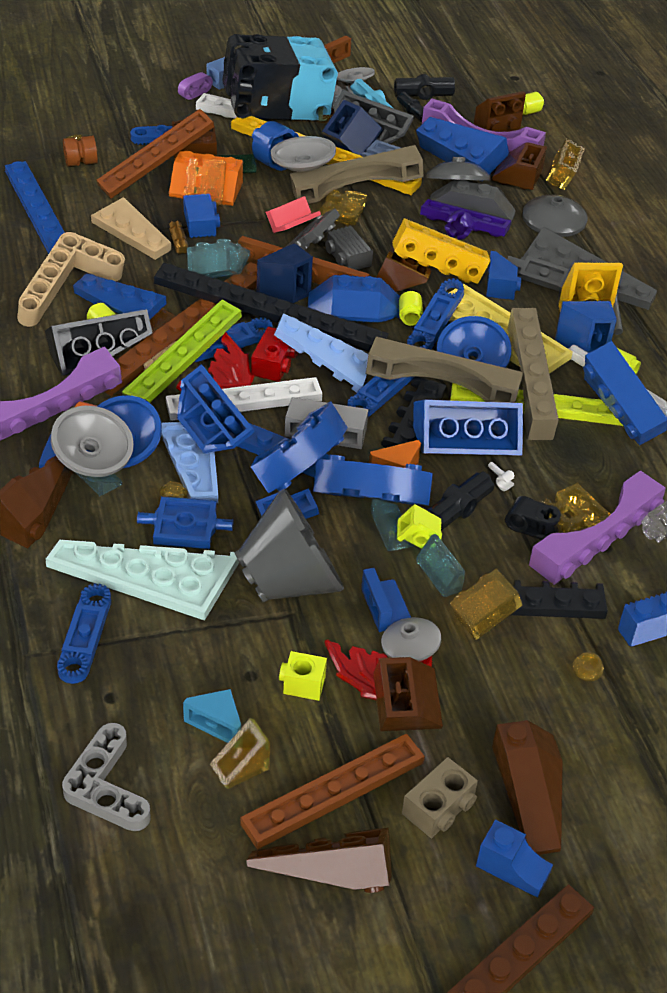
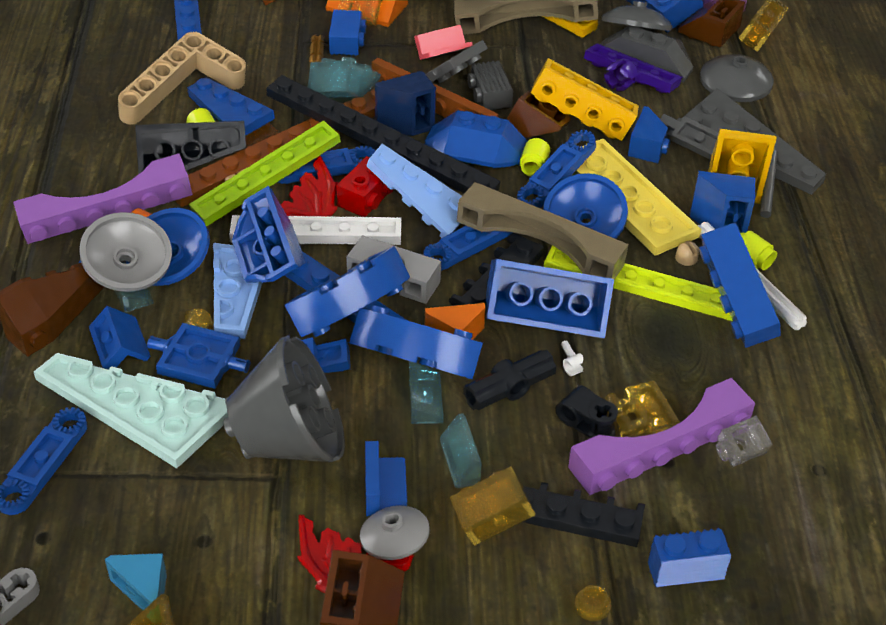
camera: 15 degrees right, 0 degrees up
(105, 519) = (117, 336): none -> blue panel
(132, 227) = (273, 36): tan wing -> none
(303, 675) = (260, 564): neon yellow brick -> none
(349, 205) = (505, 42): clear yellow plate -> none
(417, 526) = (448, 400): neon yellow brick -> none
(539, 400) = (642, 249): dark tan arch -> none
(565, 374) = (687, 253): none -> tan hinge

